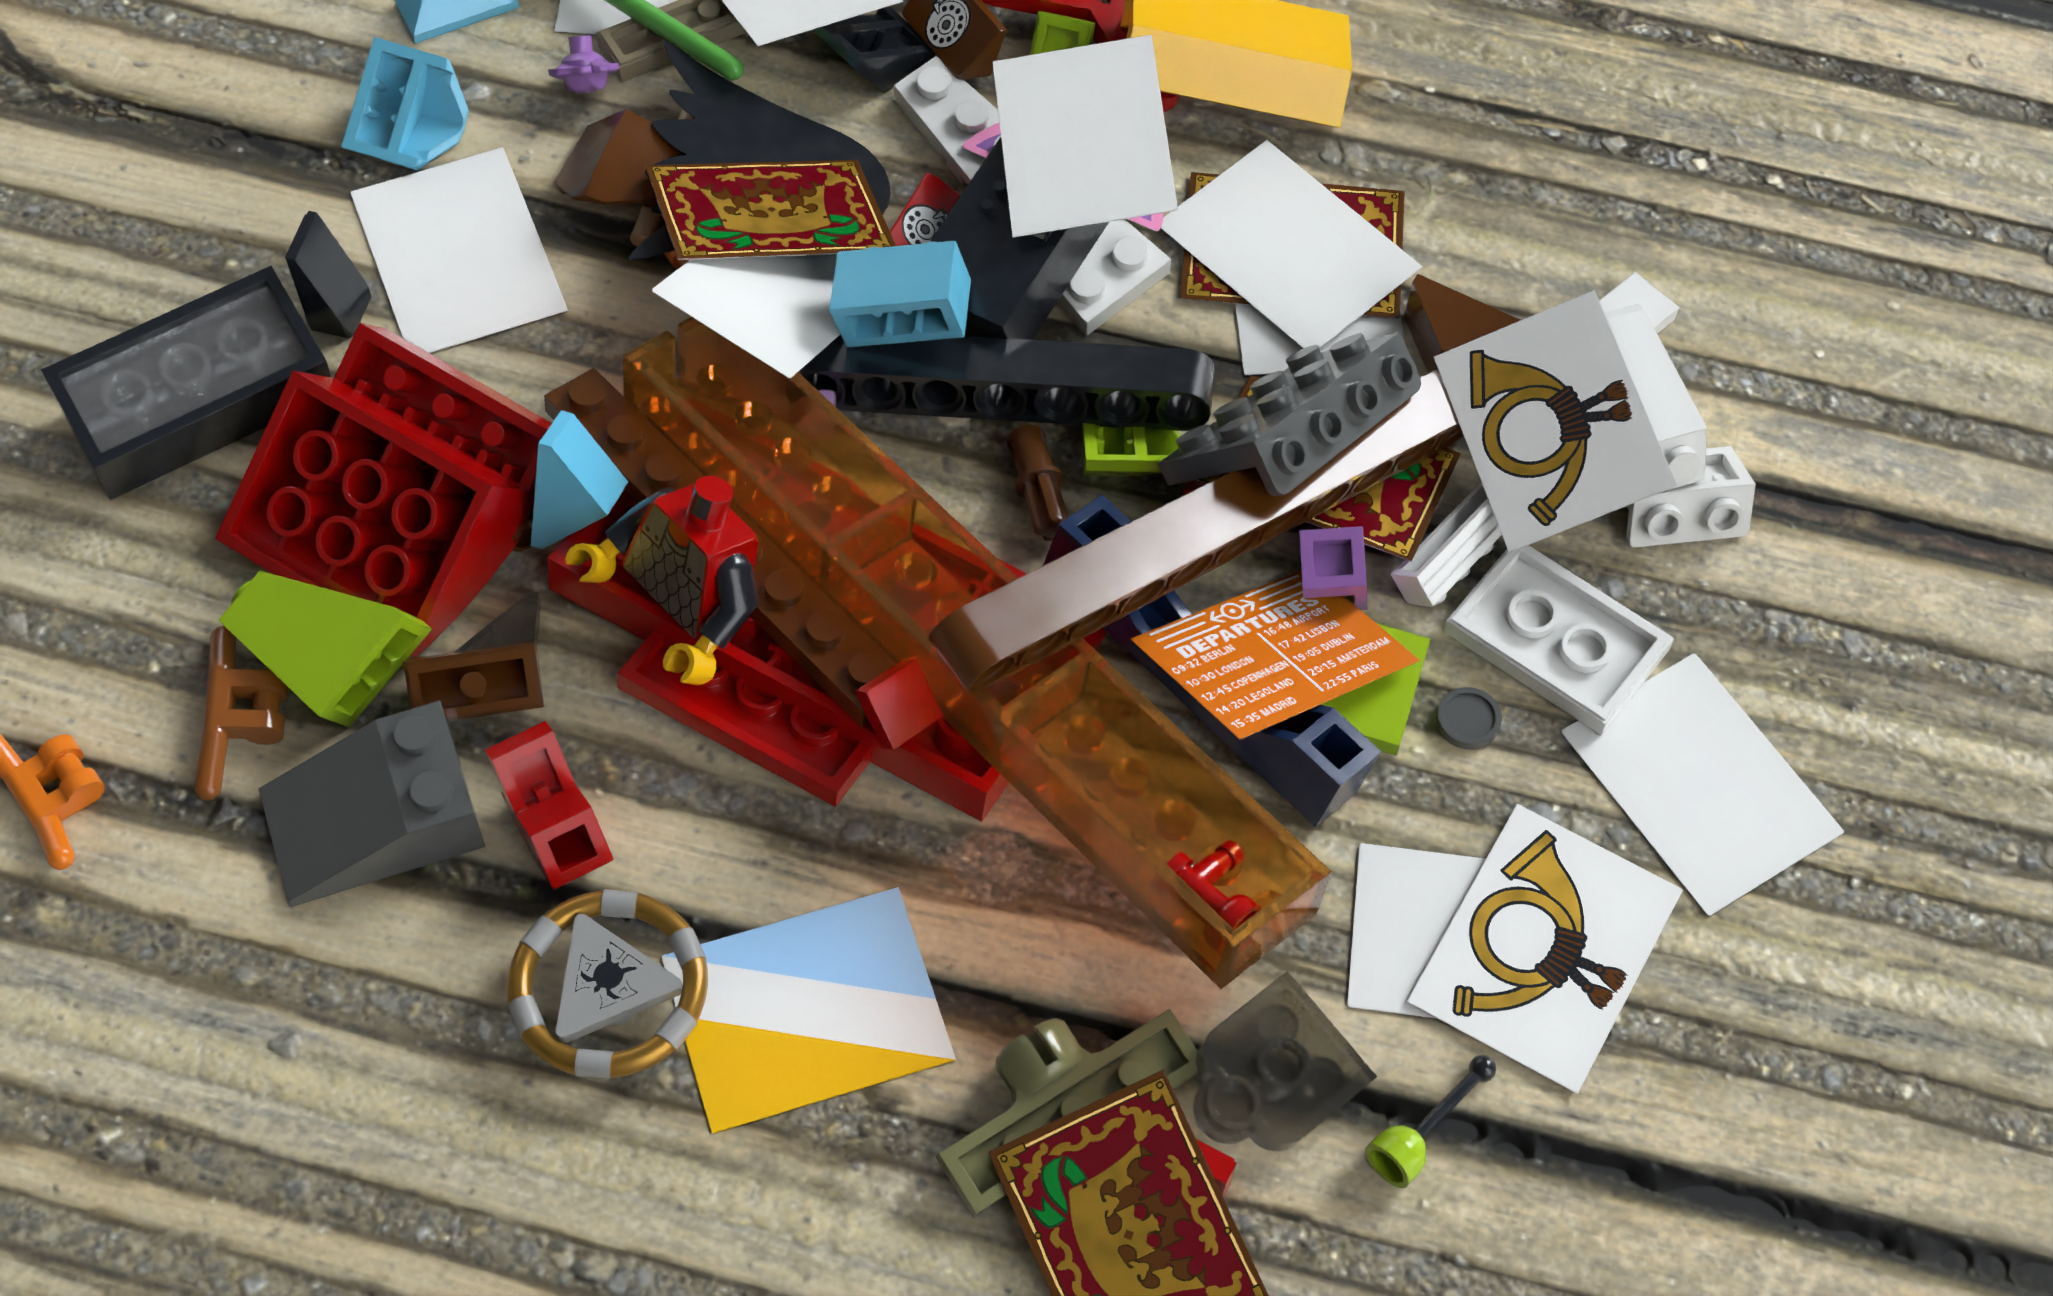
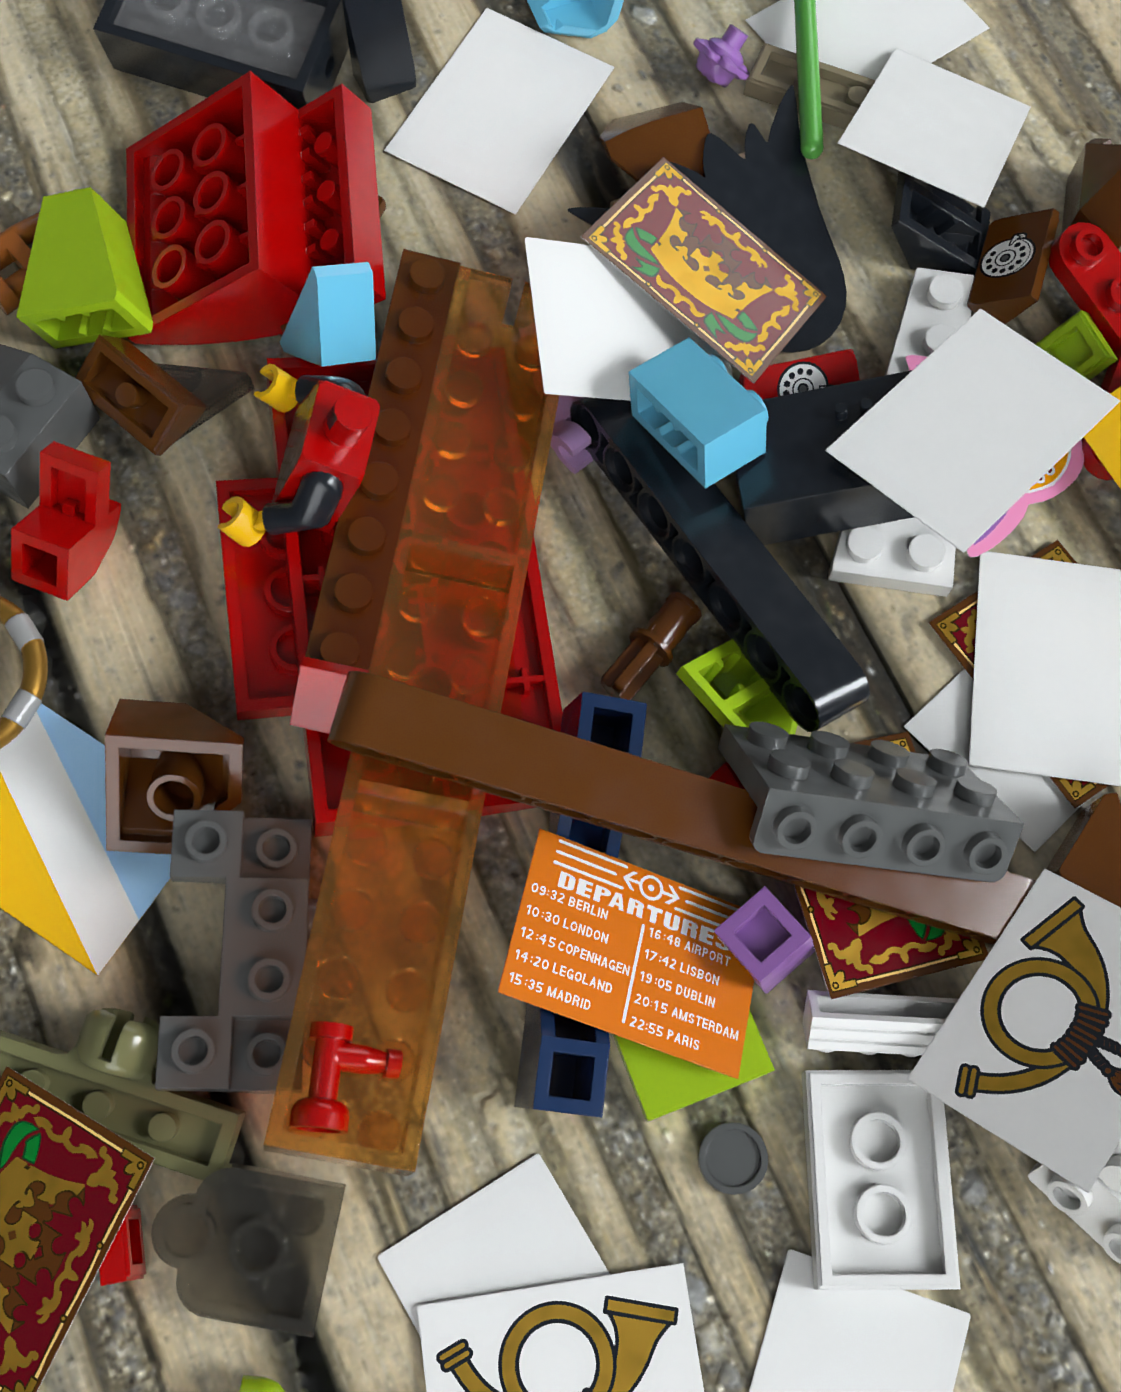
camera: 50 degrees right, 10 degrees up
(843, 879) = (162, 762): none -> reddish brown slope
(1048, 910) = (262, 949): none -> dark grey bracket

